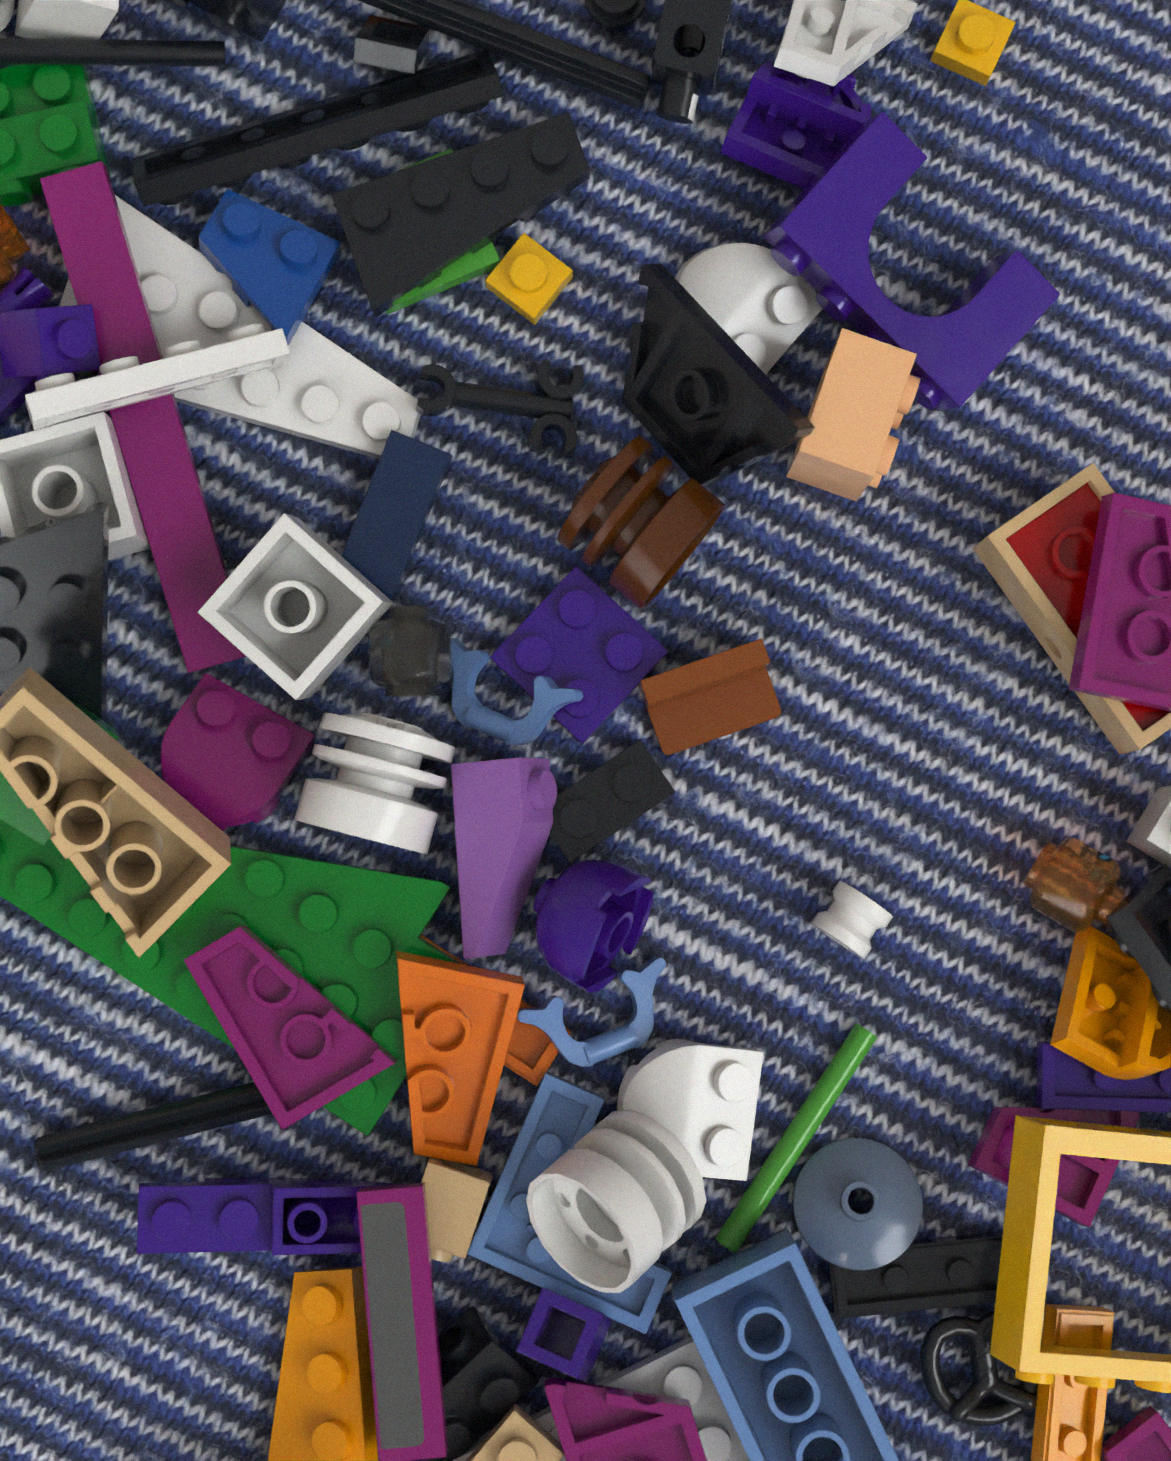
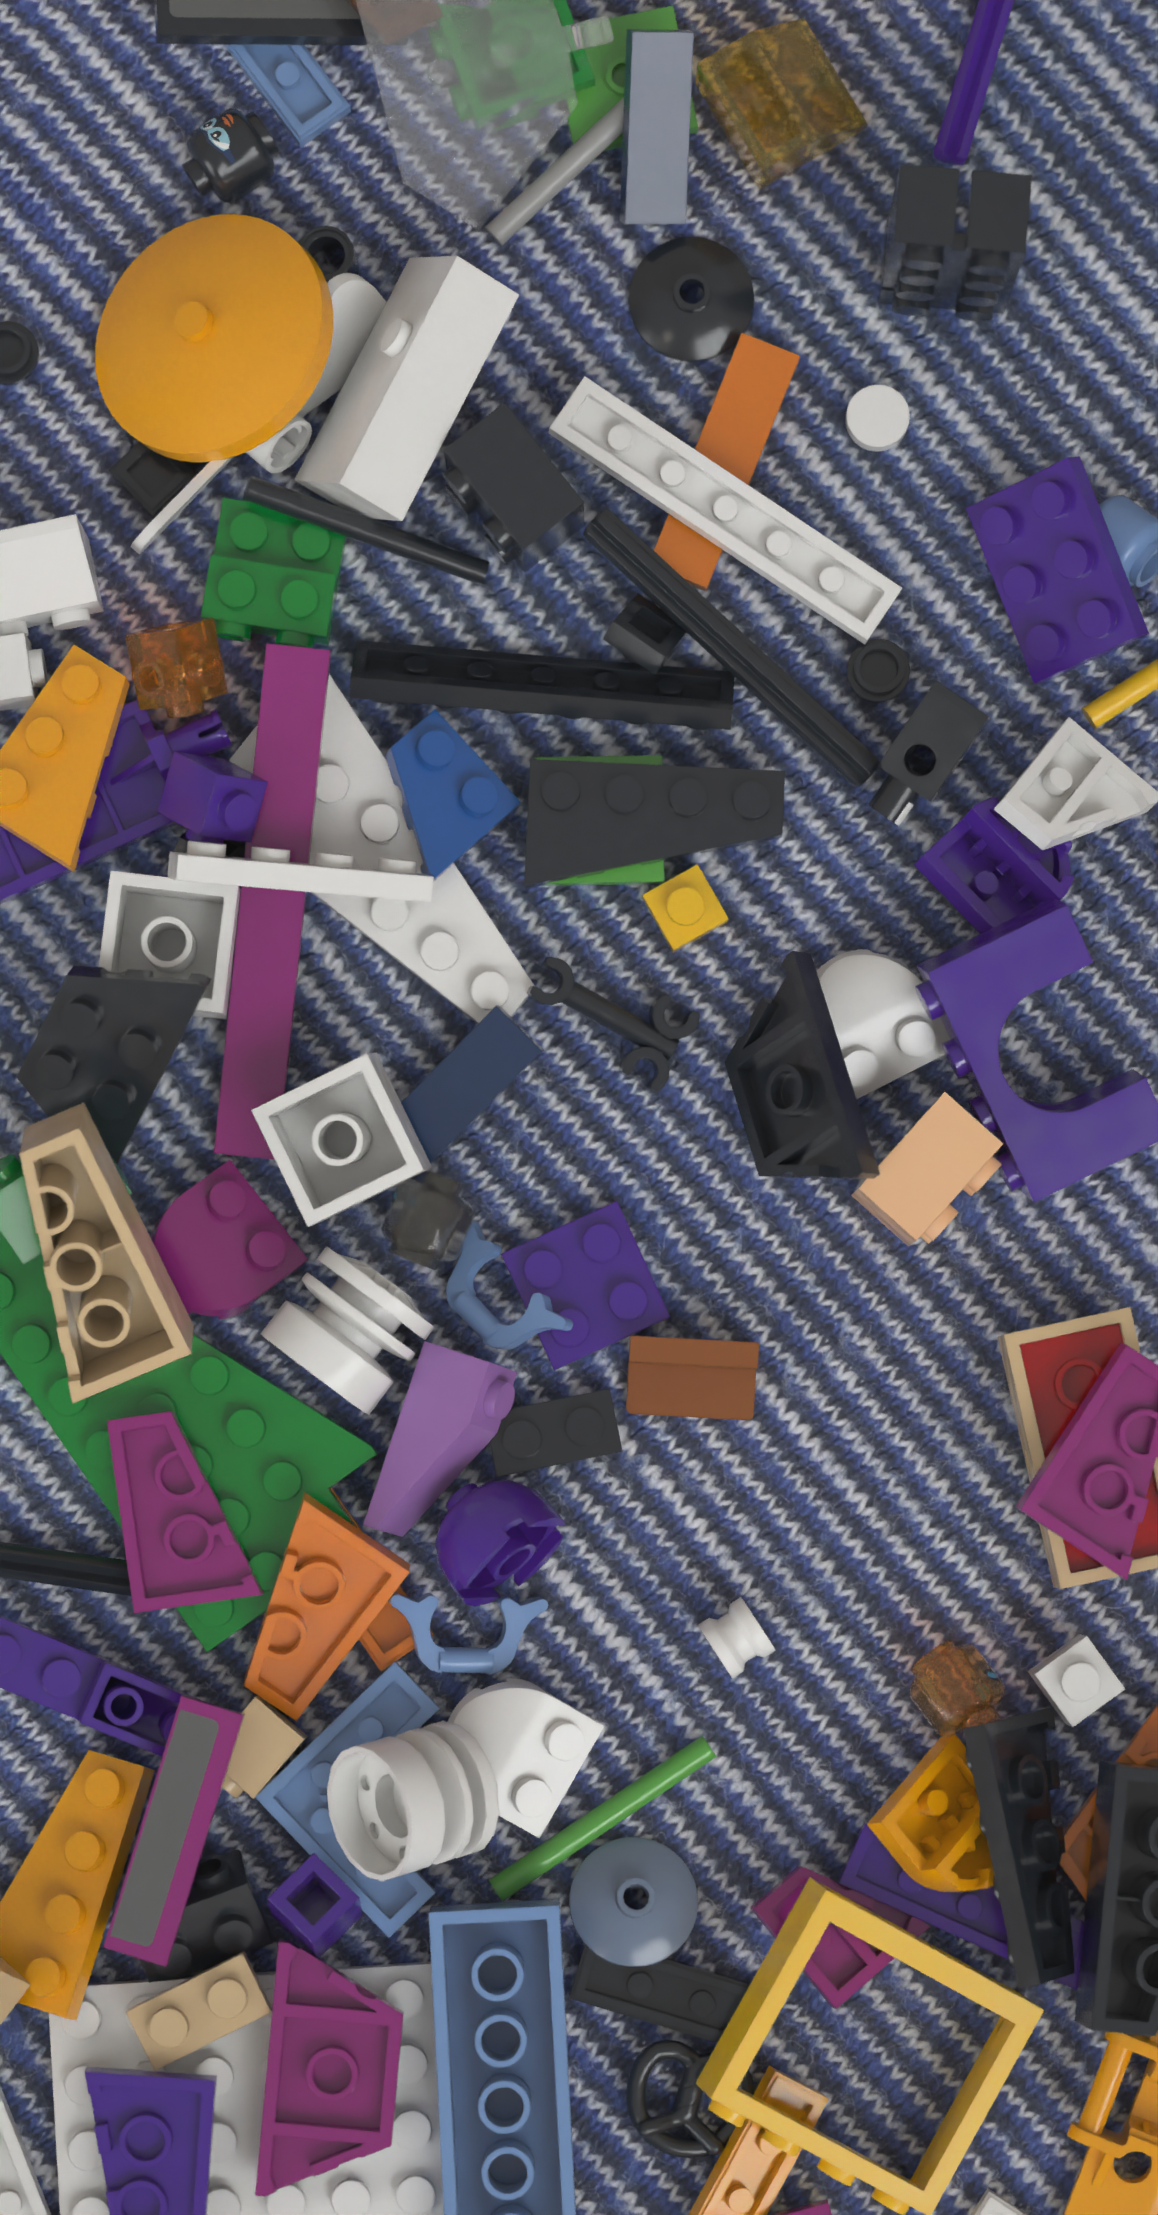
camera: 20 degrees right, 0 degrees up
(639, 521) = (691, 1188): reddish brown wheel -> none

